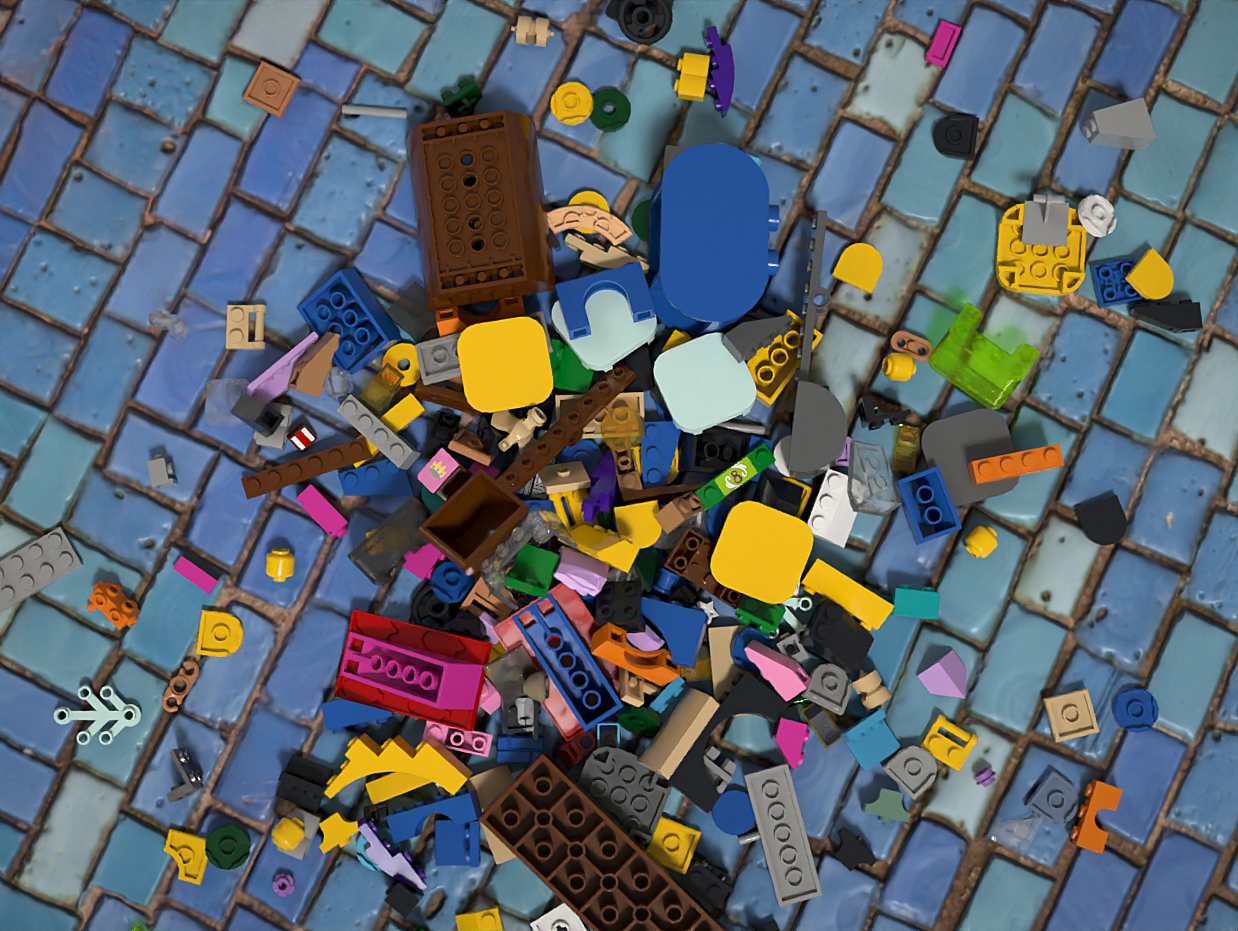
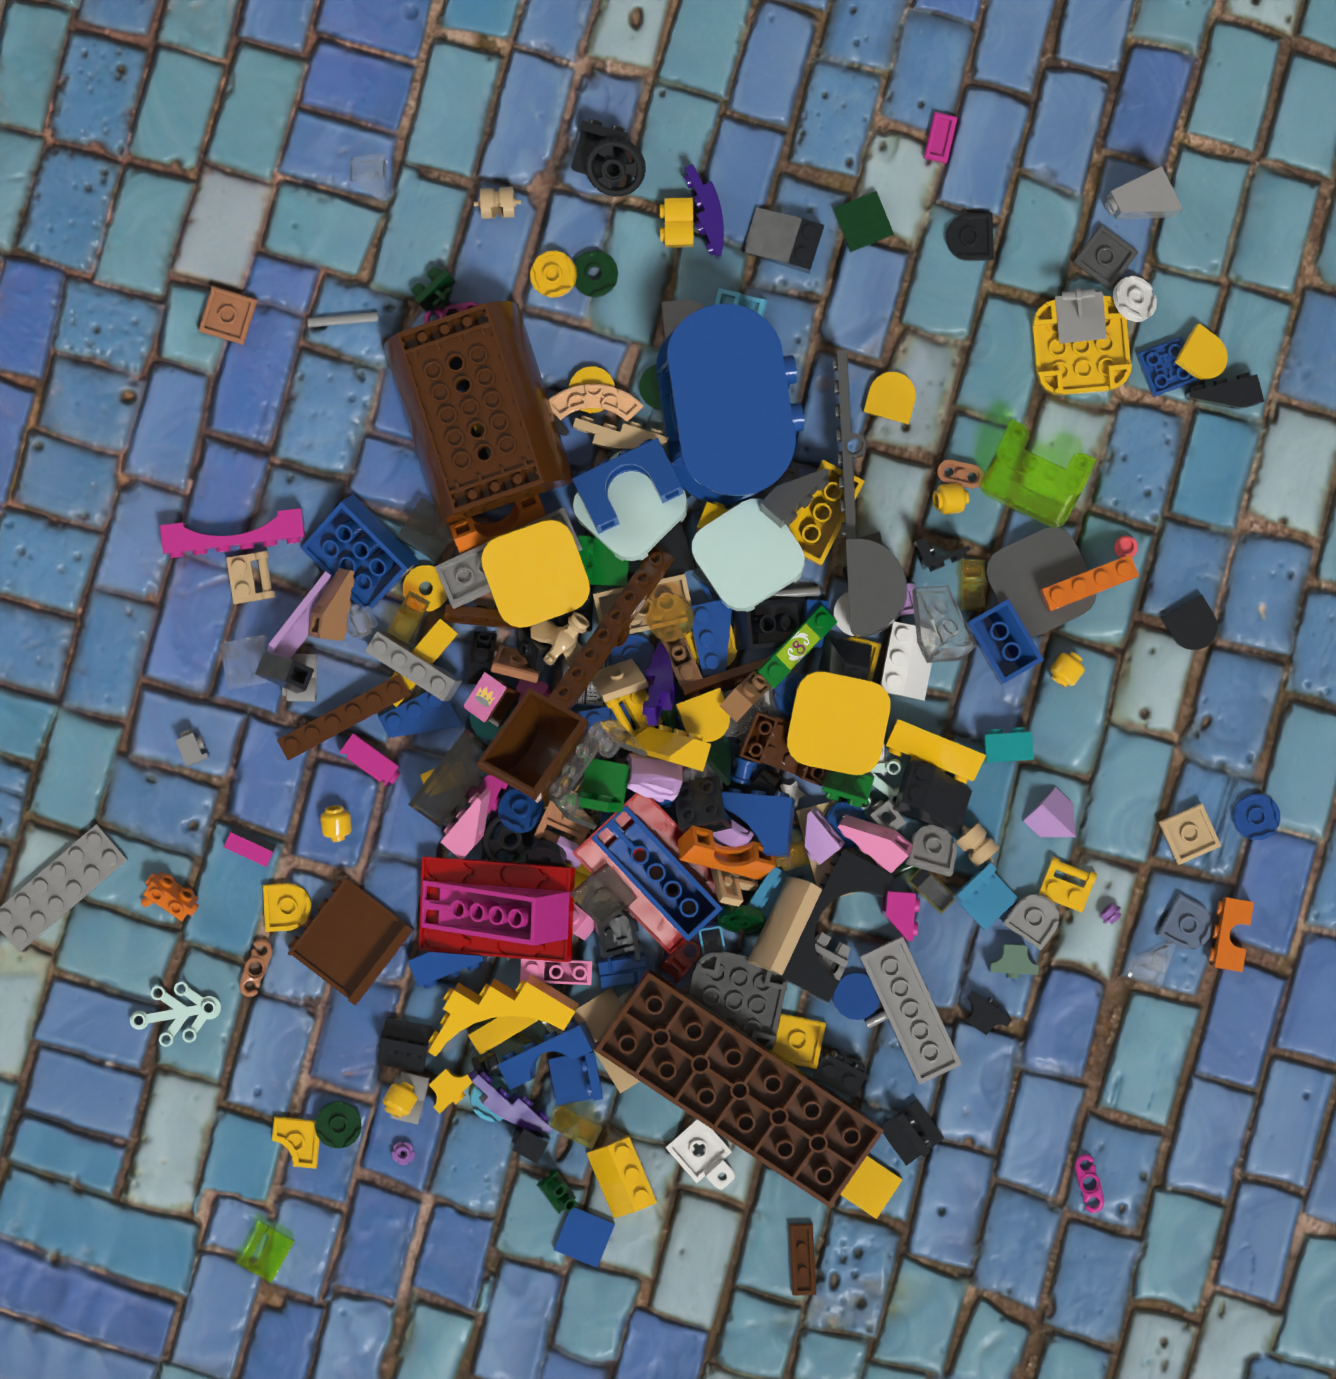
camera: 10 degrees left, 5 degrees up
(165, 321) = (167, 587): clear bracket -> none
(192, 778) = (288, 1060): flat silver bracket -> none
(272, 675) = (350, 940): none -> reddish brown panel
(286, 286) = (287, 526): none -> dark pink arch
(301, 437) = (332, 684): tile -> none
(401, 591) = (470, 827): none -> bright pink slope
(450, 889) = (576, 1126): none -> clear yellow slope
(537, 686) = (630, 904): dark tan cone -> none
(726, 656) = (820, 837): none -> lavender slope
(786, 109) = (783, 239): none -> slope
(860, 106) = (863, 221): none -> dark green tile
(1052, 437) = (1125, 546): none -> coral plate
(1075, 175) = (1105, 257): none -> dark grey tile

